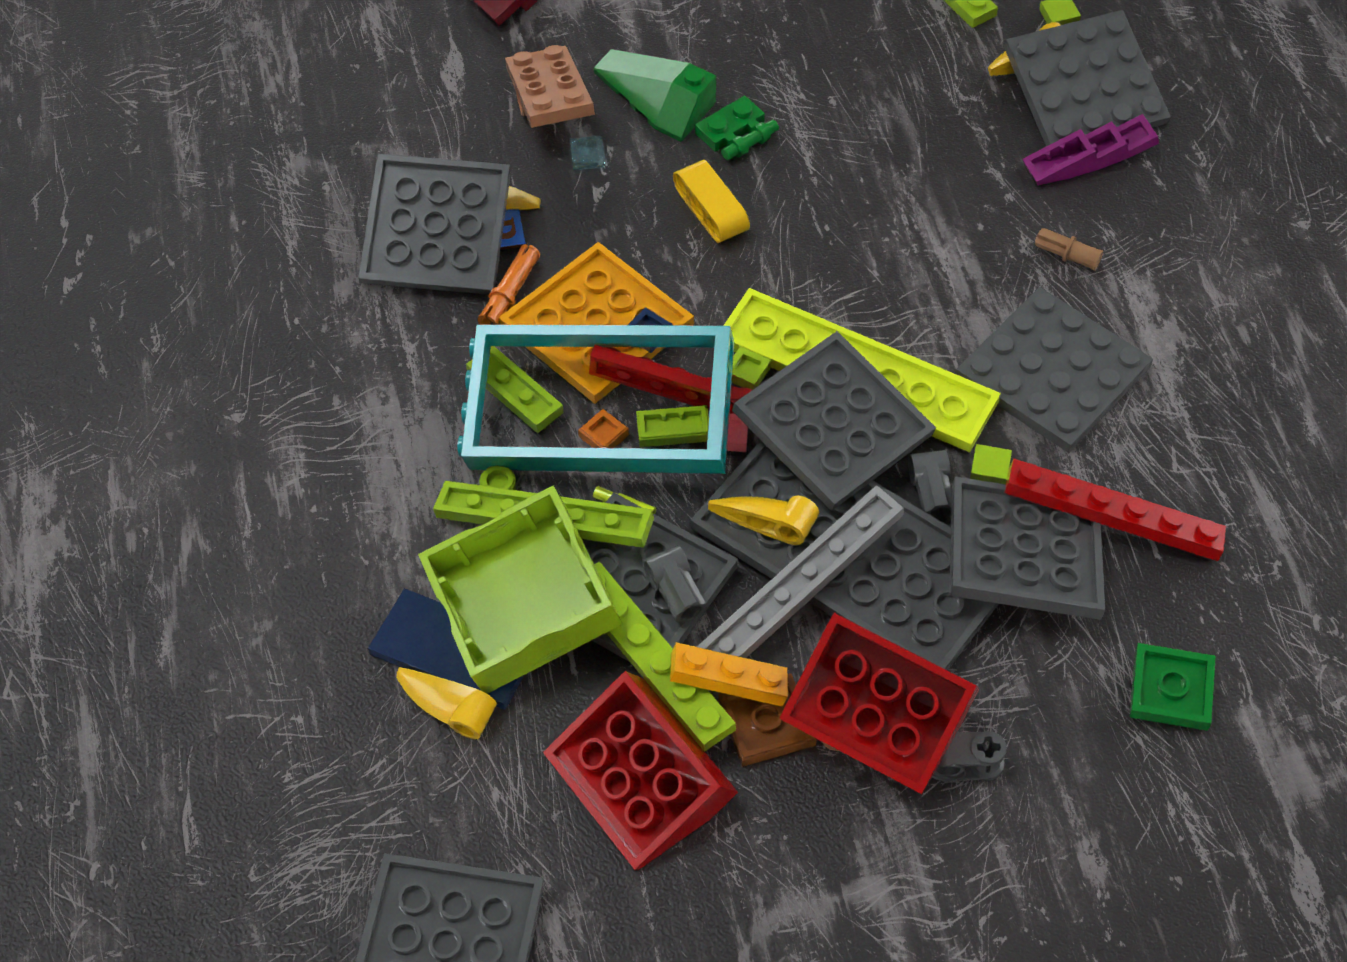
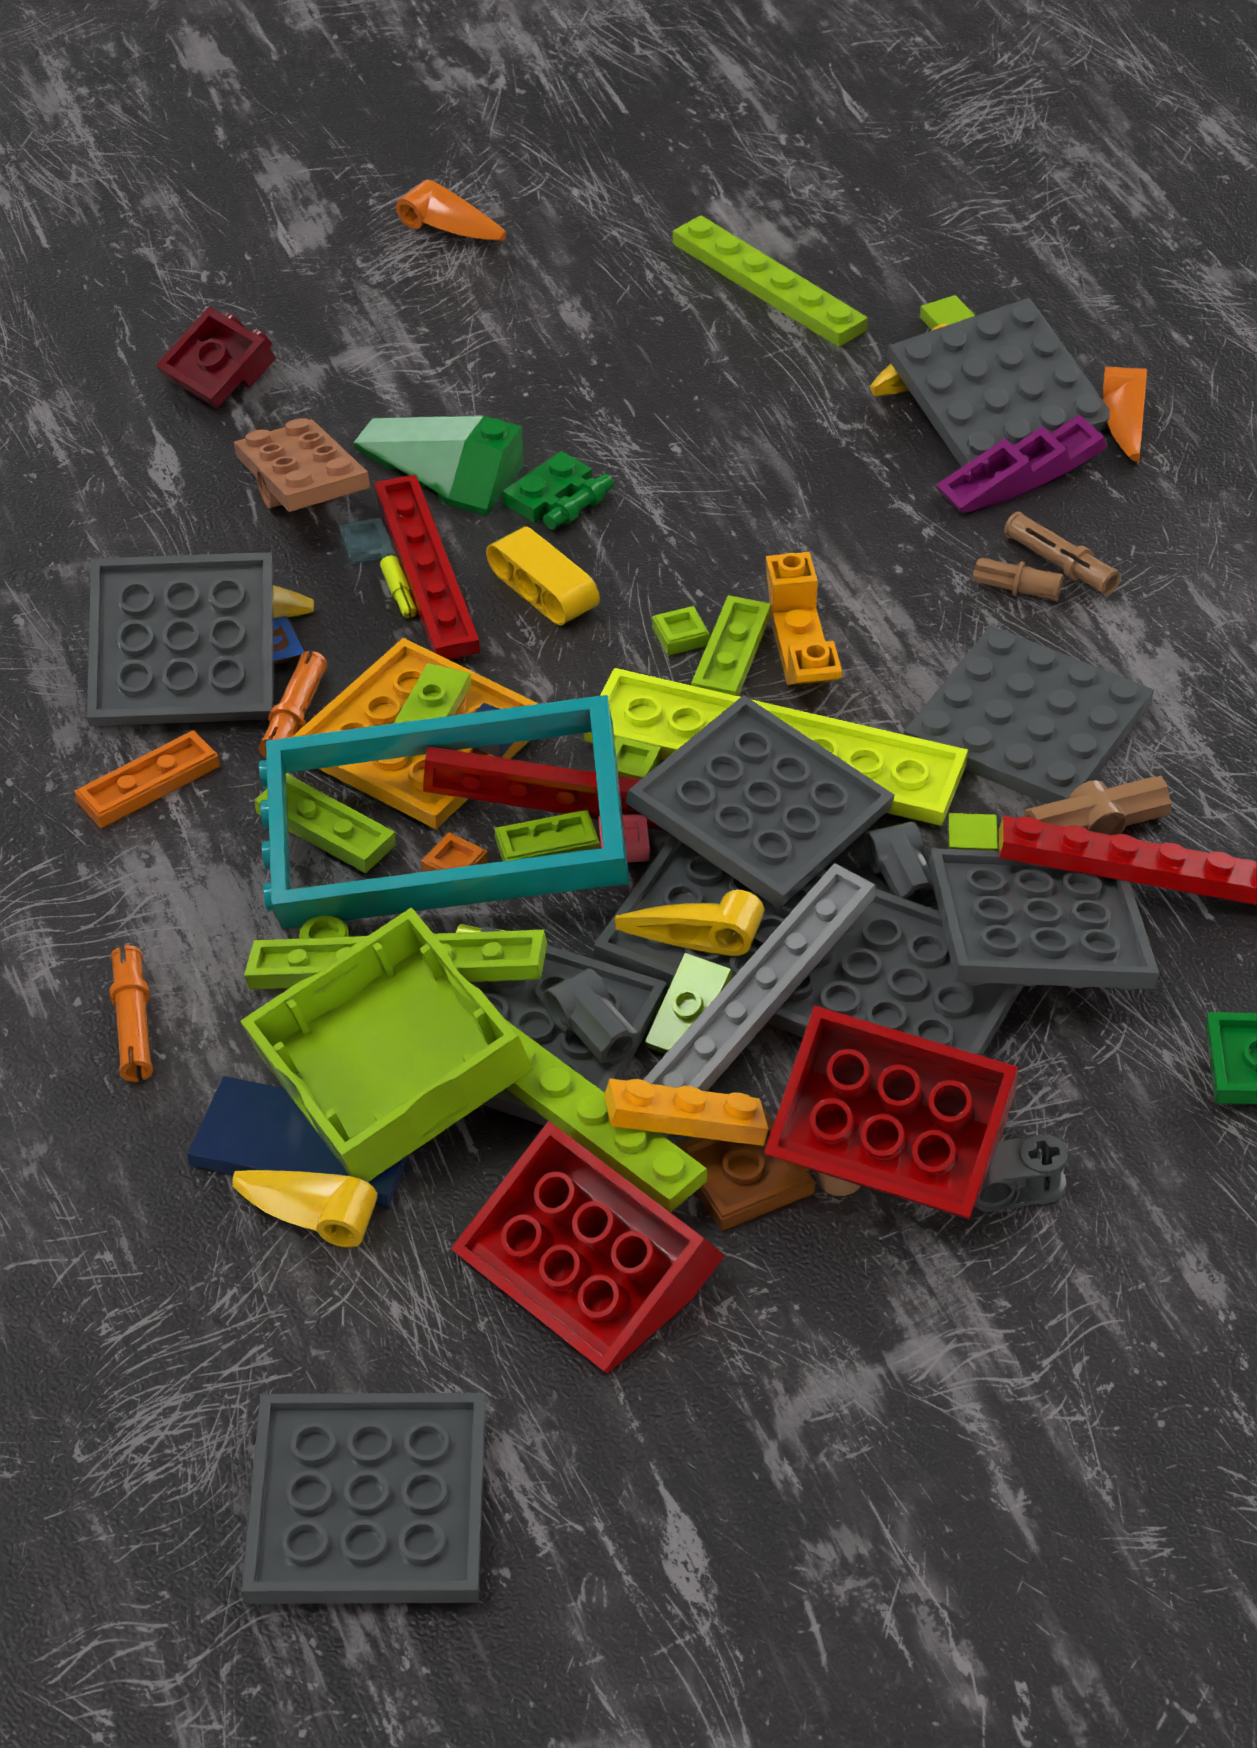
camera: 10 degrees left, 10 degrees down
(349, 513) = (130, 996): none -> orange pin
(394, 332) = (147, 779): none -> orange tile
(604, 194) = (398, 585): none -> neon yellow piece
(609, 299) = (435, 694): none -> lime plate
(627, 183) = (426, 568): none -> red plate
(751, 574) = (690, 993): none -> plate
(806, 259) = (680, 630): none -> lime tile
(840, 280) = (732, 645): none -> lime plate
(893, 267) = (796, 621): none -> light orange slope
(1091, 458) = (1105, 808): none -> medium nougat piece
(1131, 254) = (1075, 561): none -> medium nougat pin
(1182, 102) = (1125, 398): none -> orange piece

